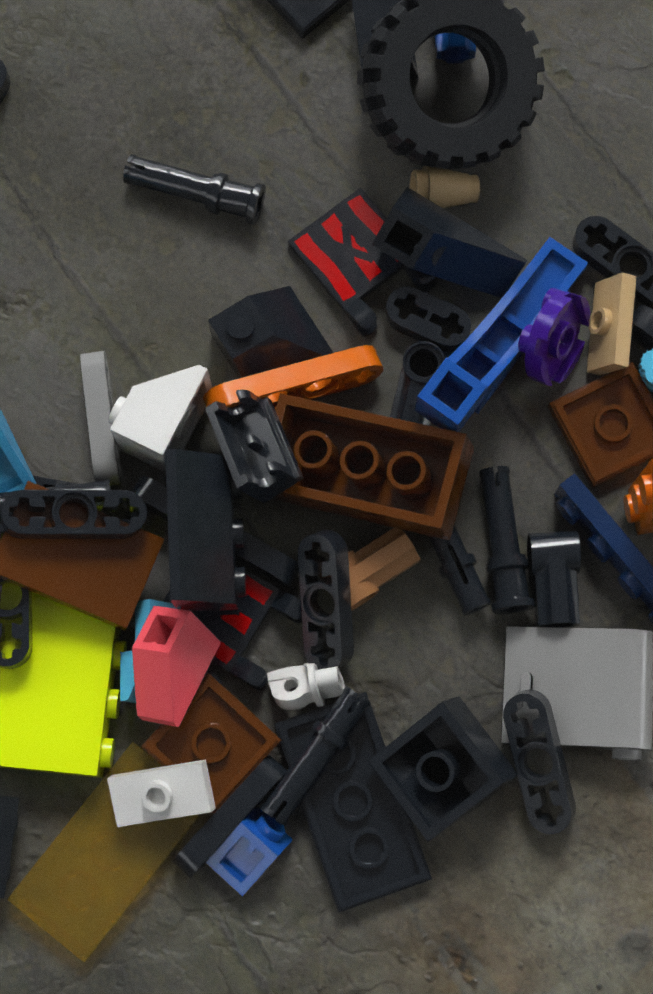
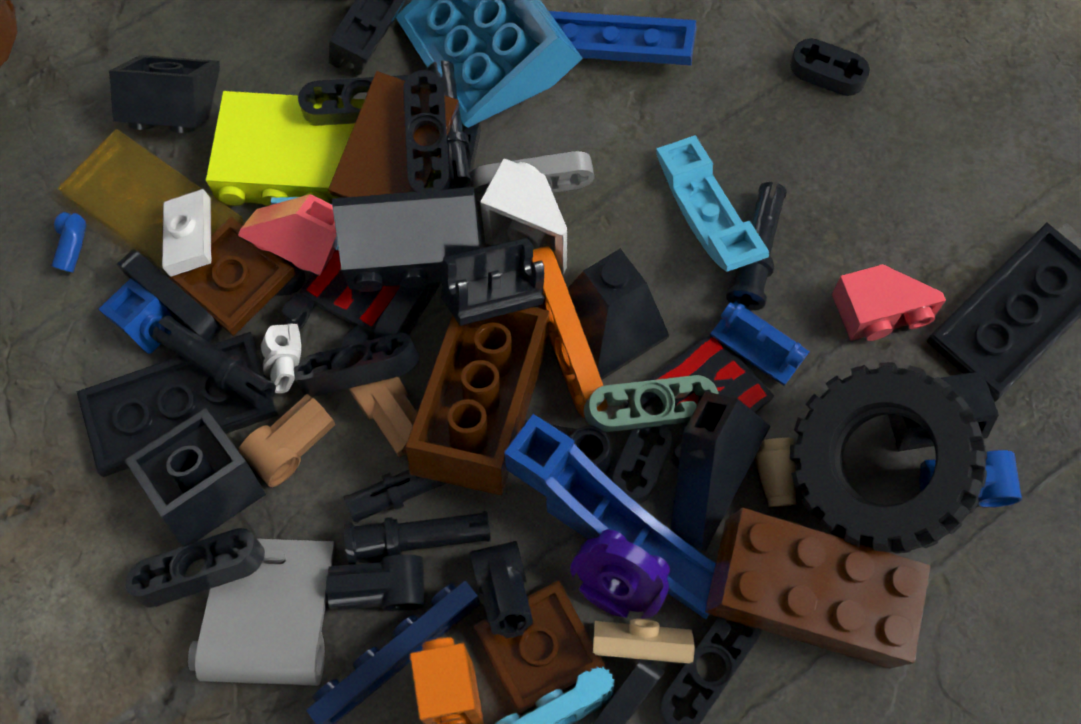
camera: 90 degrees right, 10 degrees down
(153, 234) = (707, 207): none -> medium azure slope
(154, 938) = (71, 240): none -> blue arm
(265, 72) = (883, 299): none -> coral slope
(305, 195) = (759, 342): none -> blue hinge
(369, 318) = (617, 395): none -> sand green beam
(409, 684) = (278, 449): none -> medium nougat piece
(548, 455) = (501, 581): none -> black piece
(568, 160) = (818, 589): none -> reddish brown brick

